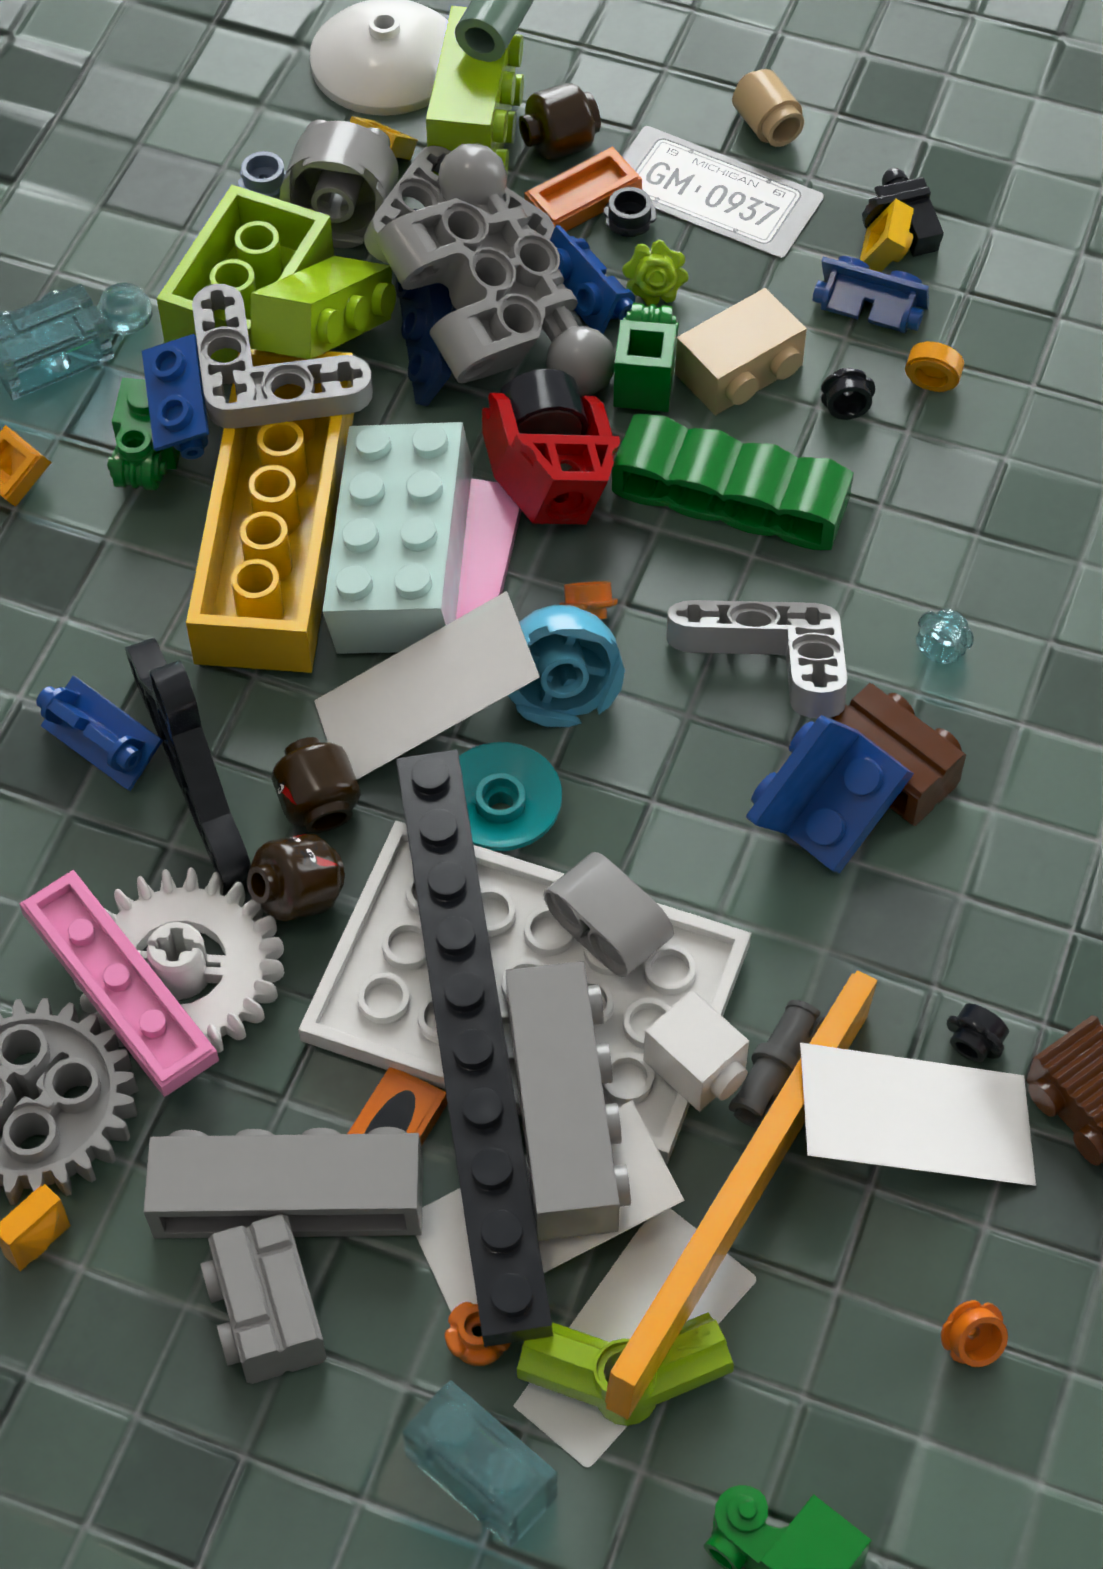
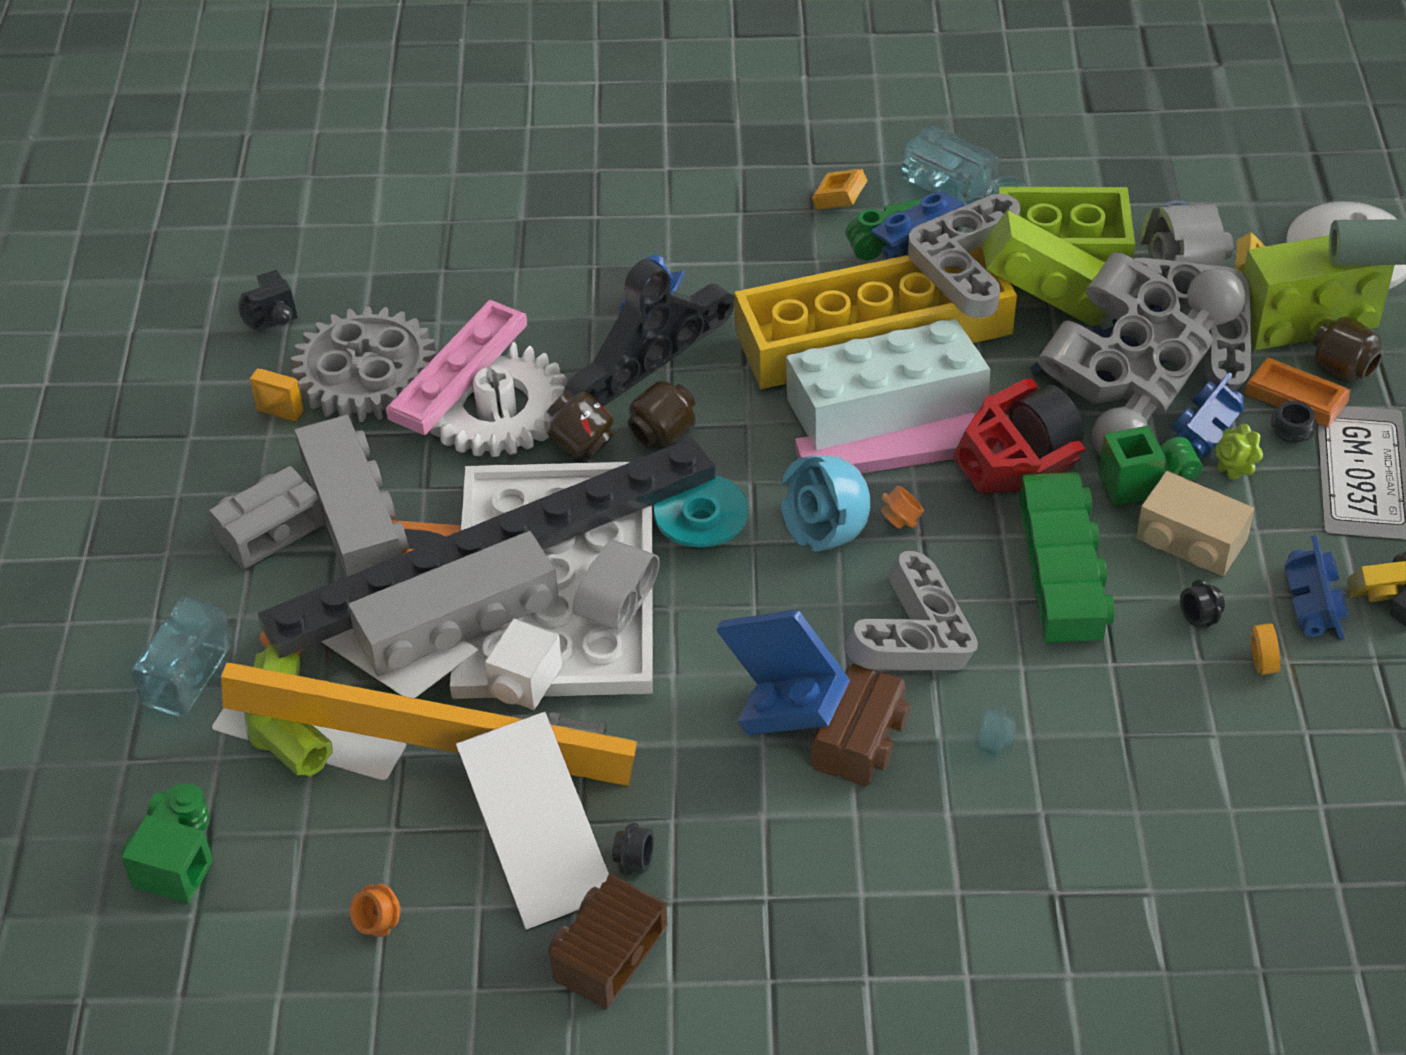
camera: 70 degrees right, 10 degrees down
(428, 686) = (762, 436): white sticker -> none

